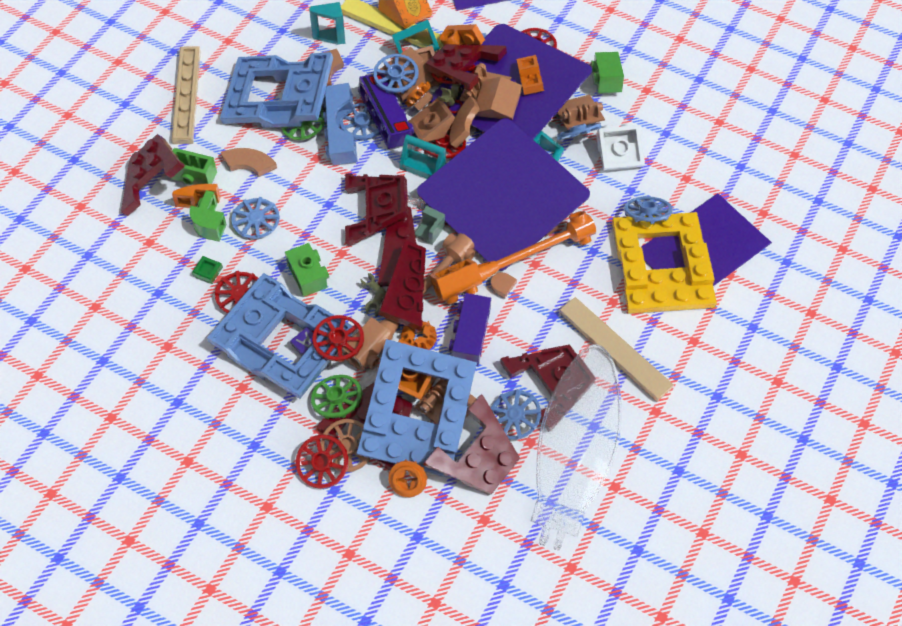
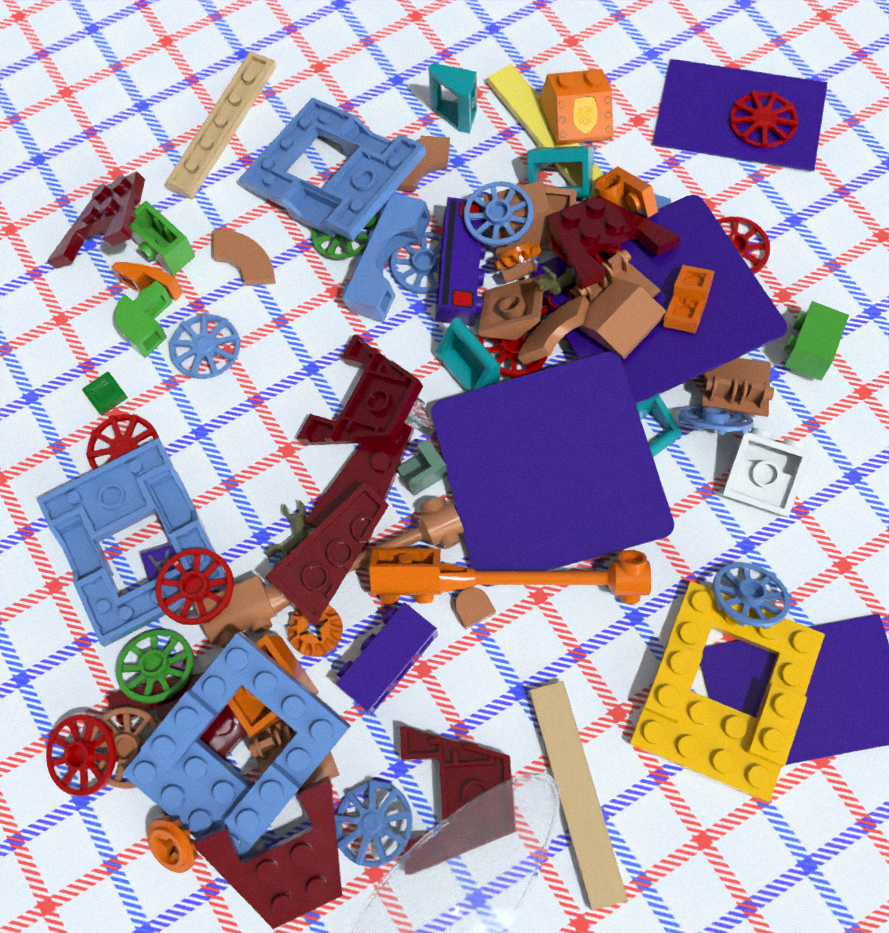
camera: 35 degrees right, 10 degrees up
(306, 269) = (222, 456): bright green brick -> none

